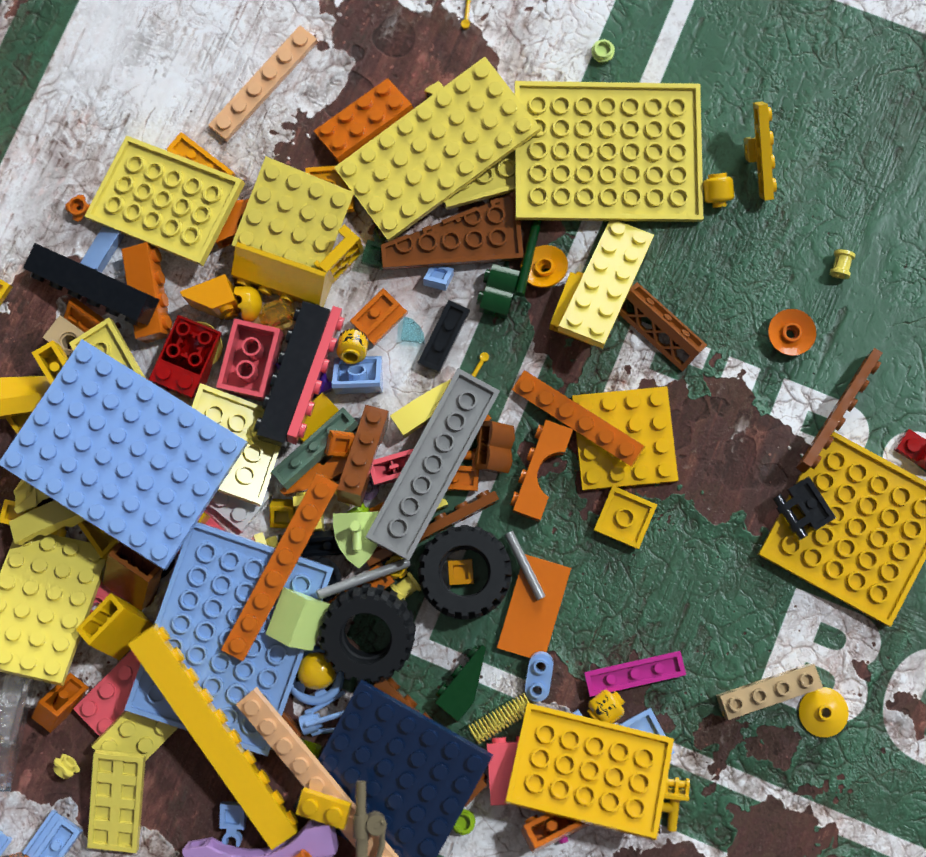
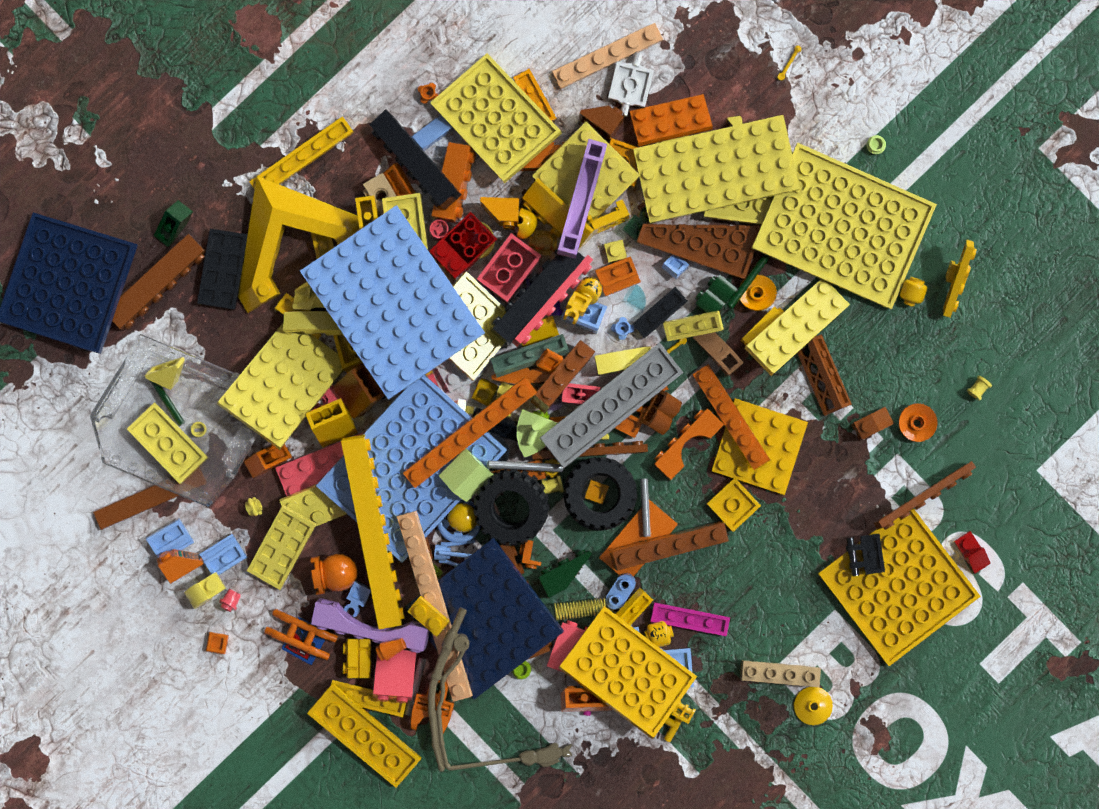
camera: 15 degrees right, 5 degrees up
(149, 349) = (437, 228): none -> coral wheel
(191, 805) = (335, 573): none -> orange tile
(287, 147) = (603, 120): none -> dark orange slope
(296, 240) = (582, 198): none -> lavender arch
(302, 101) = (631, 84): none -> white plate
(344, 367) = (576, 306): none -> yellow plate
(363, 290) = (615, 251): none -> light yellow plate
(408, 677) = (526, 550): none -> orange bracket
(409, 366) = (622, 323): none -> light blue plate
(488, 334) = (693, 326): none -> light yellow plate
(527, 349) = (719, 352): none -> medium nougat slope
(563, 687) = (634, 606): none -> yellow plate
(571, 598) = (668, 545): none -> dark orange brick
(740, 357) = (872, 423): none -> dark orange slope

